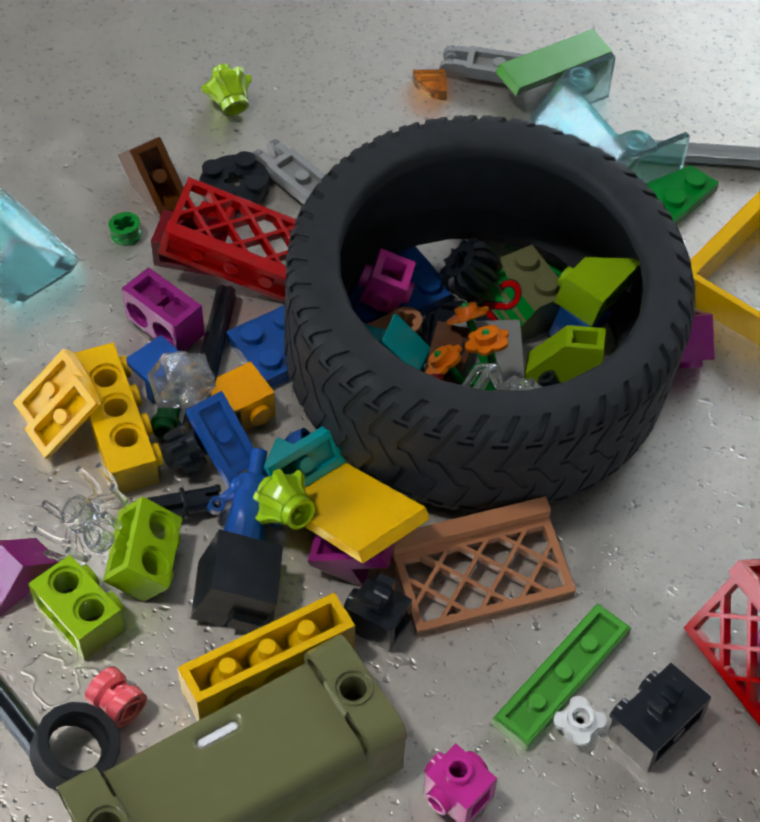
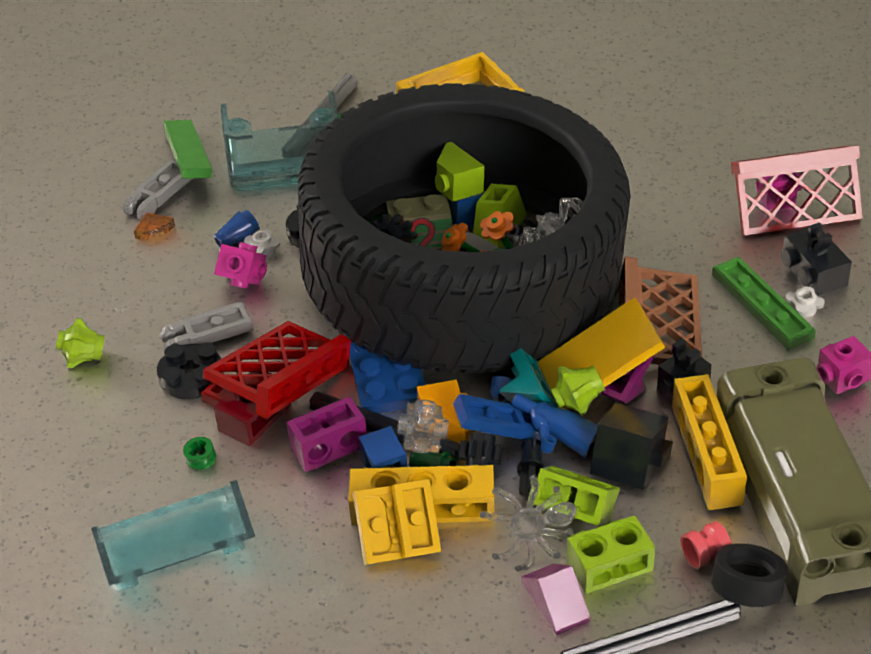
camera: 65 degrees left, 10 degrees down
(153, 175) = (151, 415): reddish brown slope -> none

